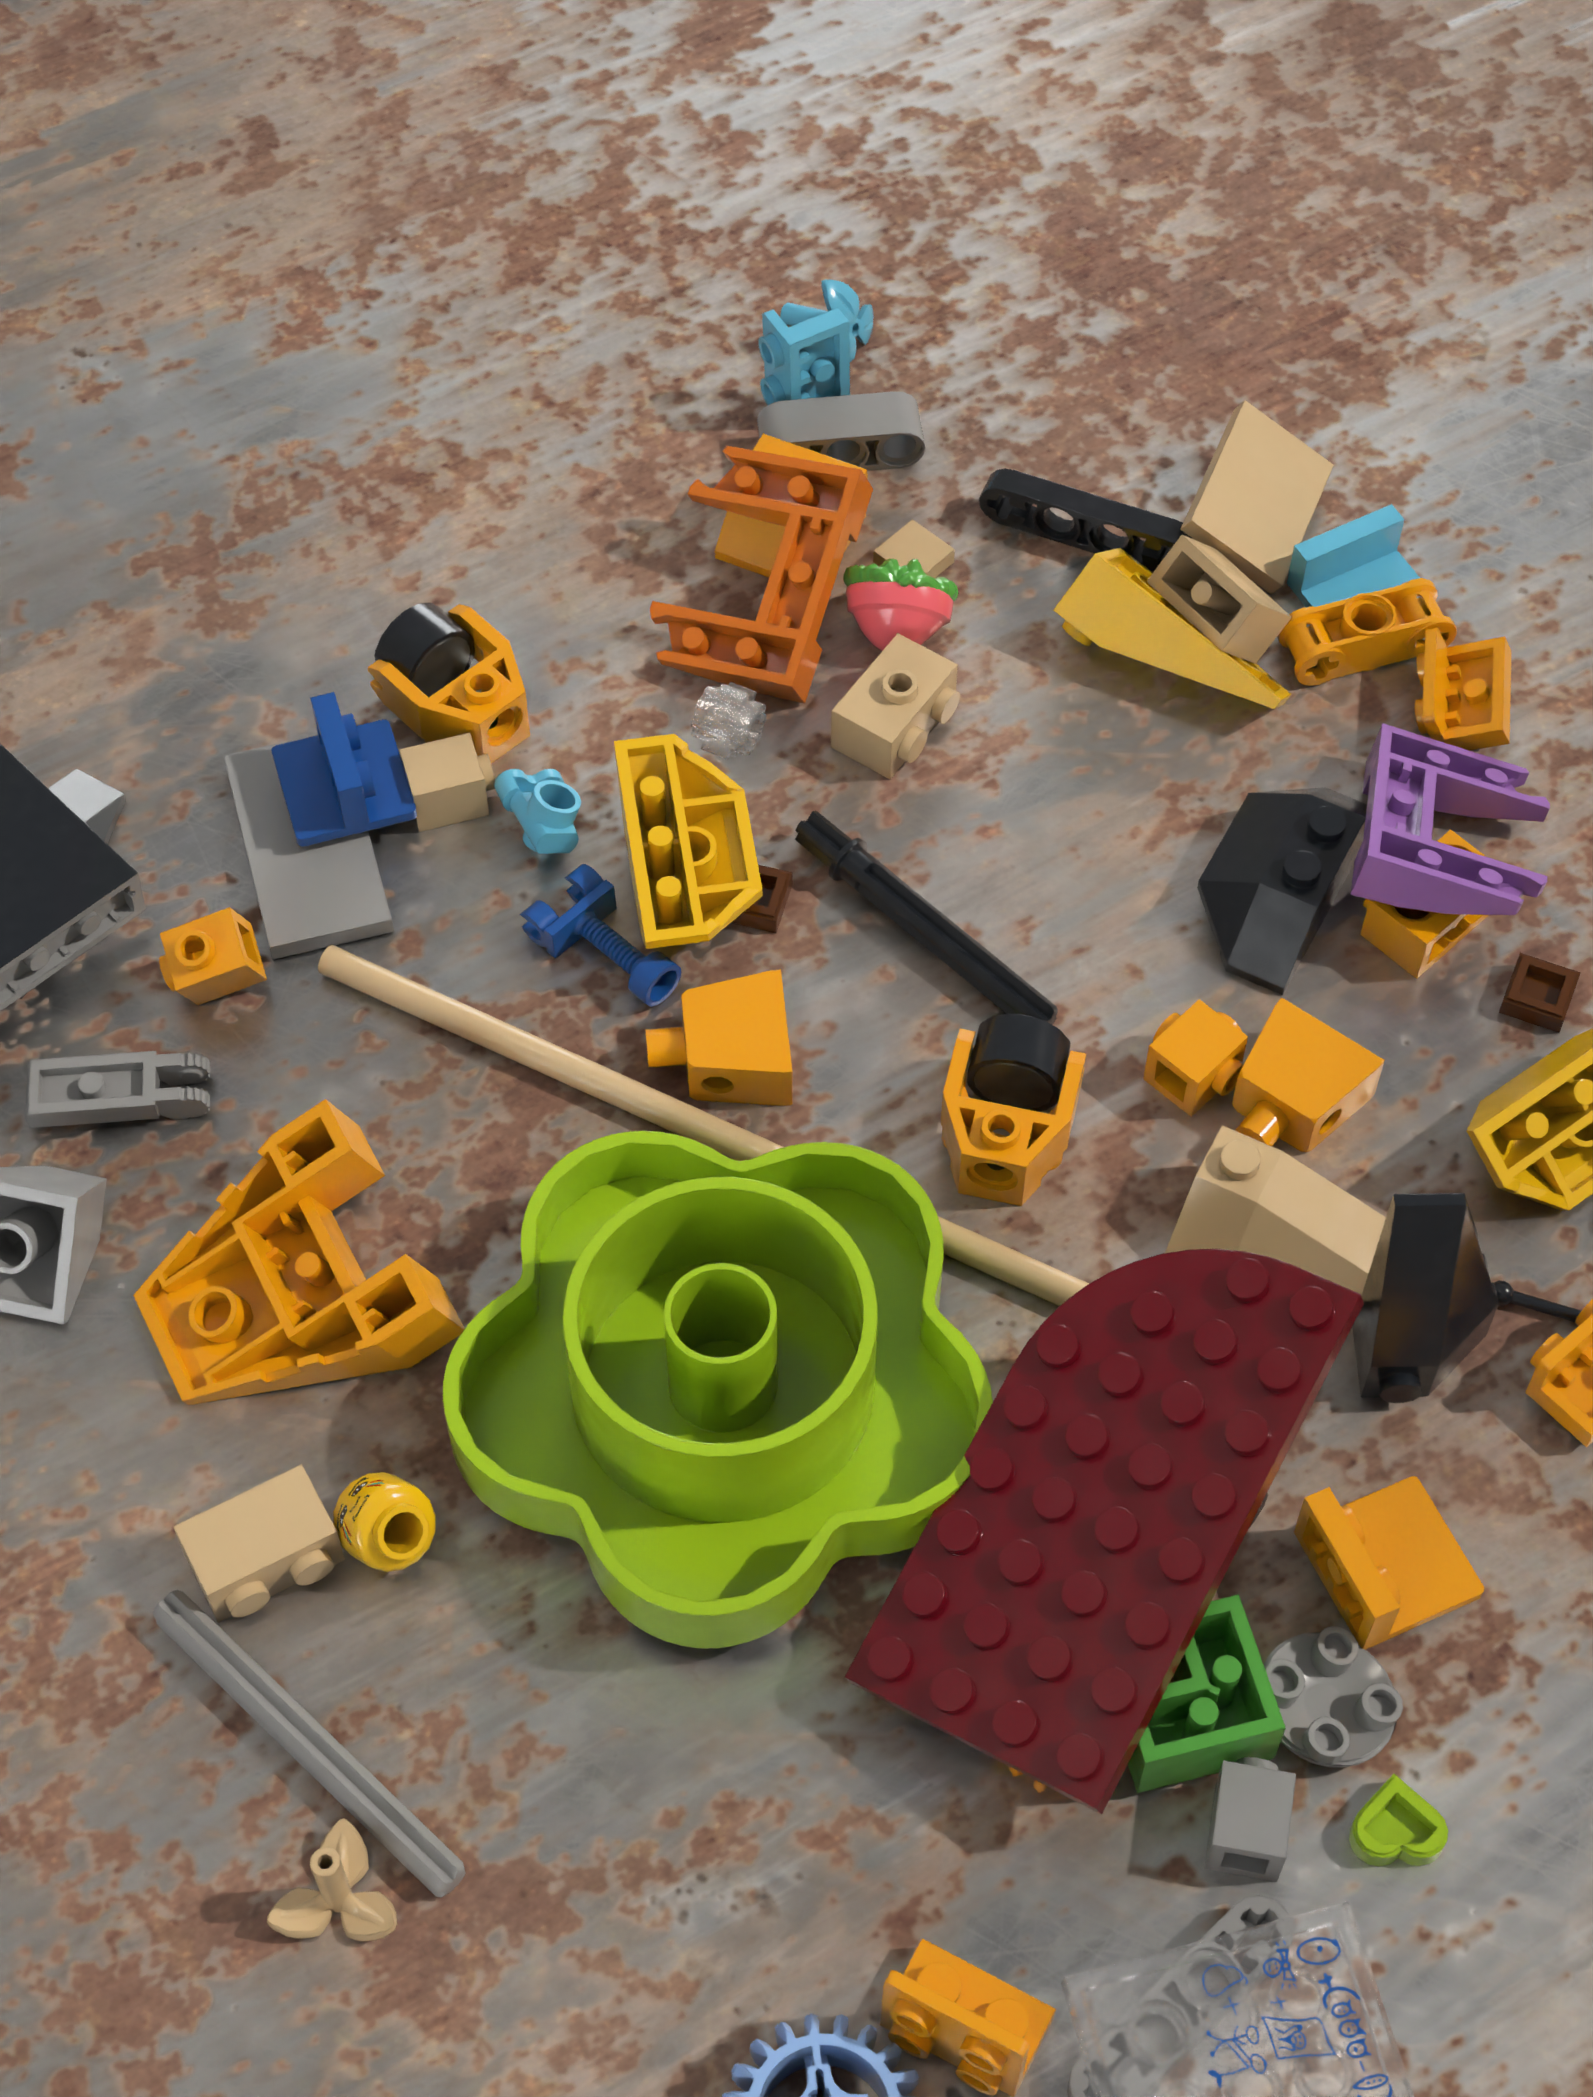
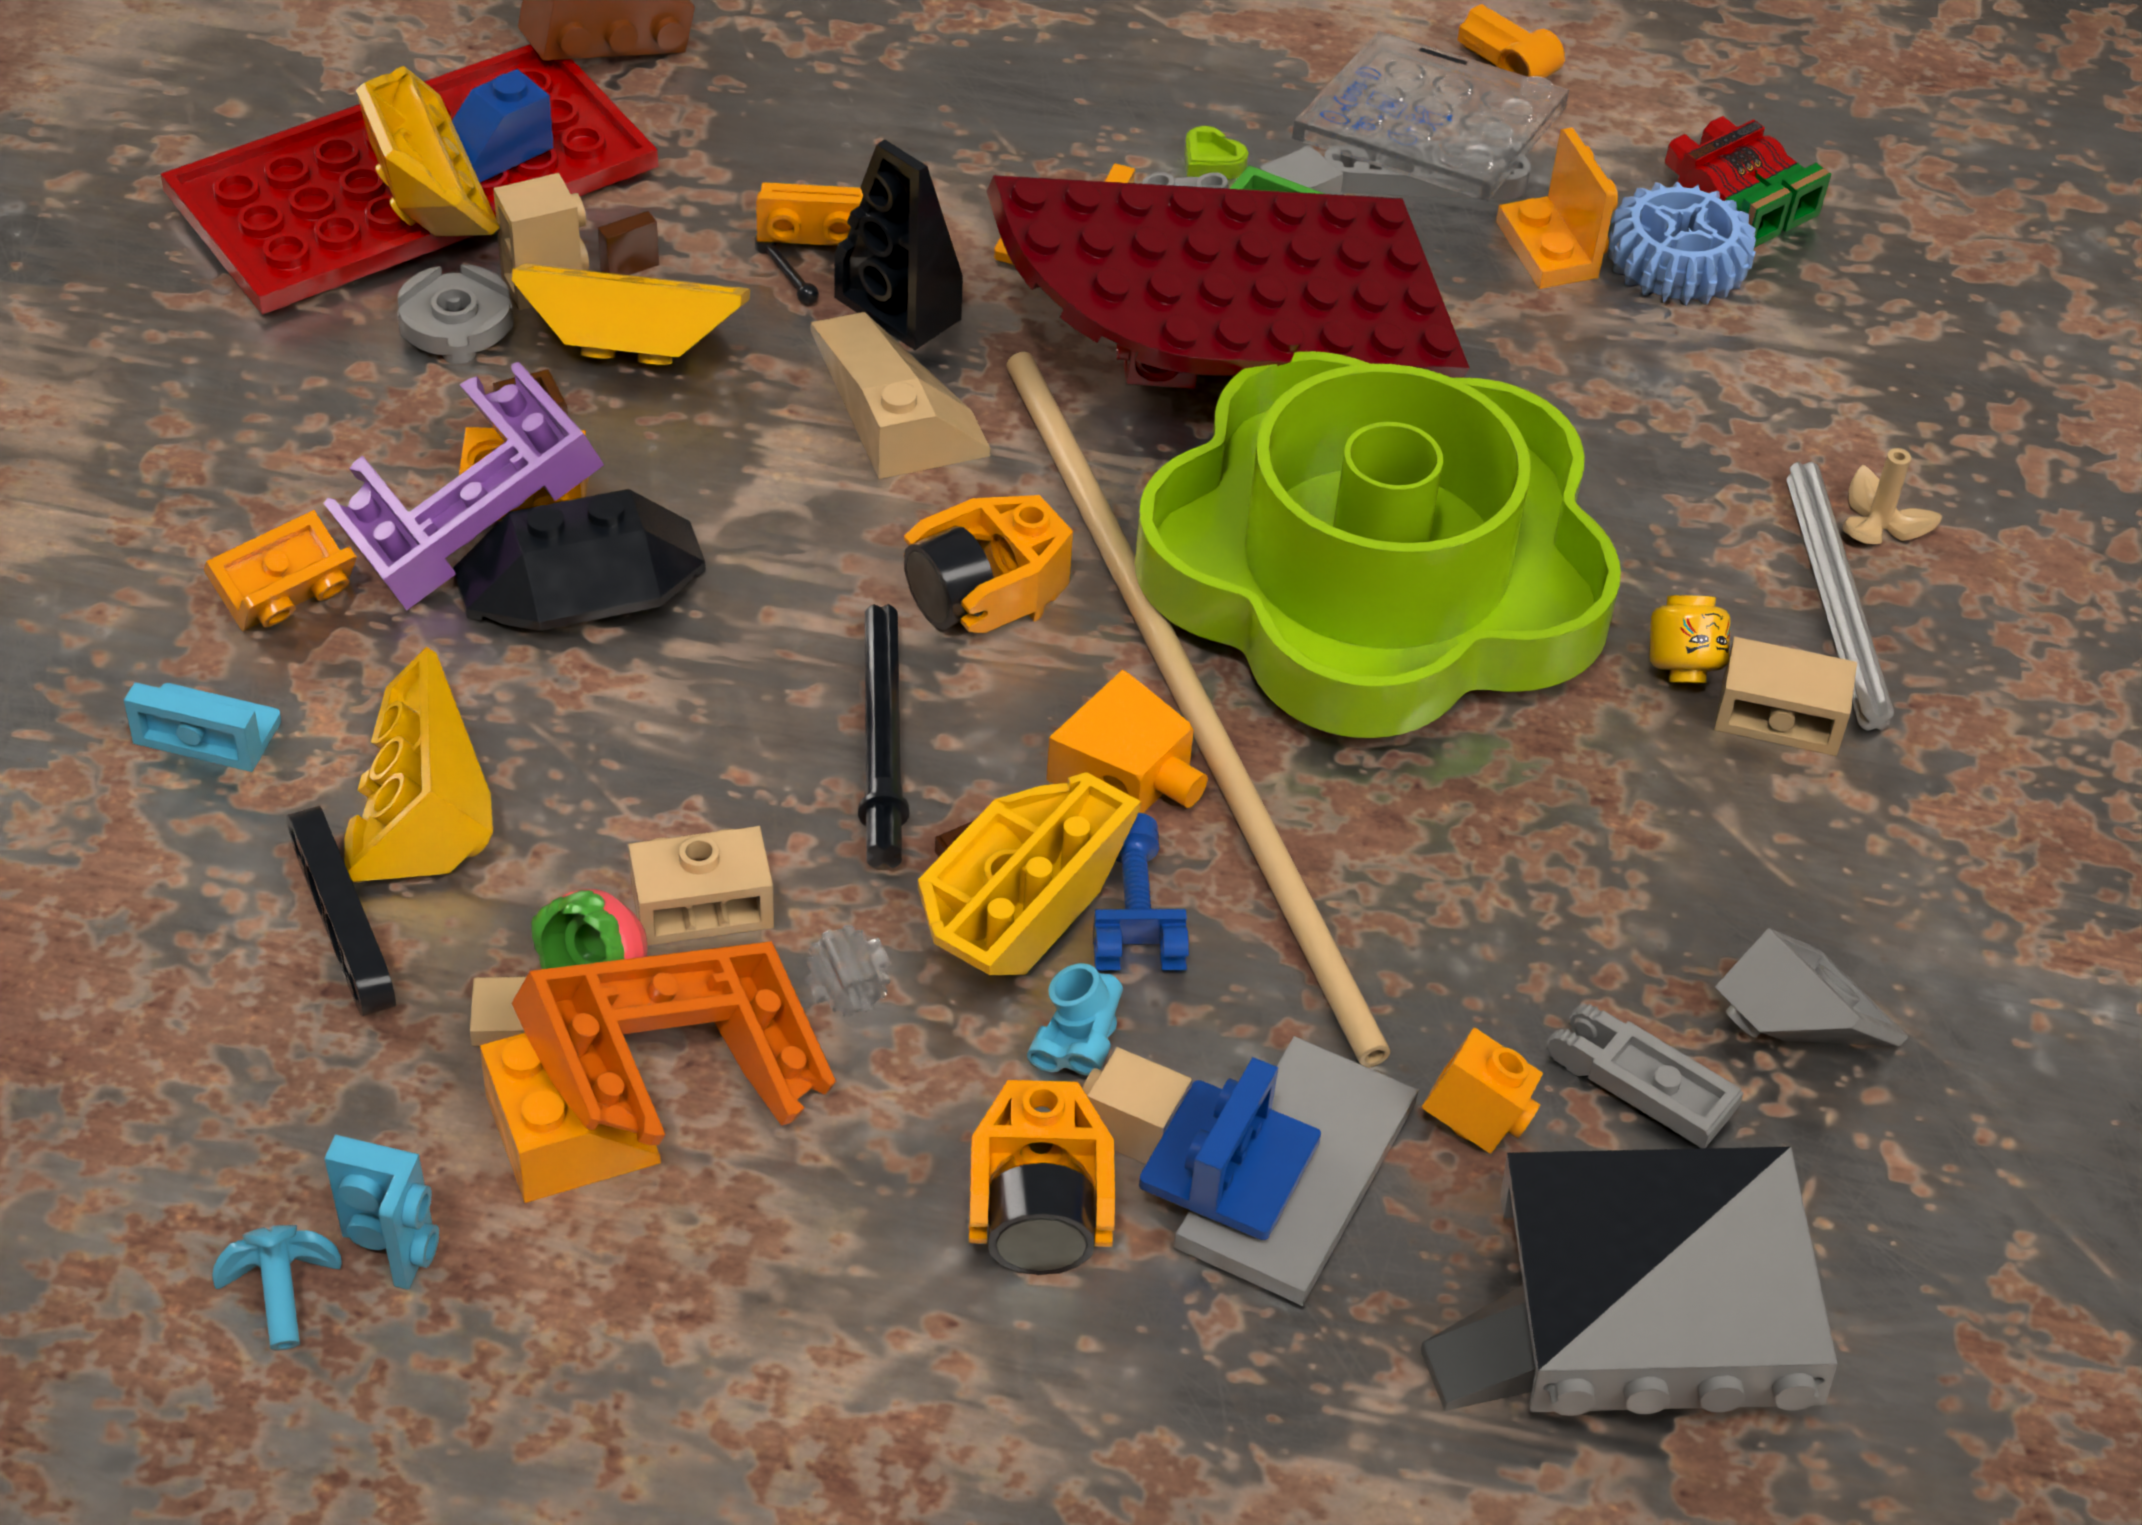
camera: 140 degrees left, 10 degrees down
(273, 1288) = (1629, 836): light orange wedge -> none
(859, 429) = (464, 1173): light grey beam -> none
(1195, 1057) = (816, 511): light orange brick -> none
(1218, 599) = (359, 741): tan brick -> none
(1257, 496) = (191, 810): tan tile -> none
(1302, 1080) = (774, 451): light orange torso -> none
(1364, 631) = (278, 662): light orange piece -> none

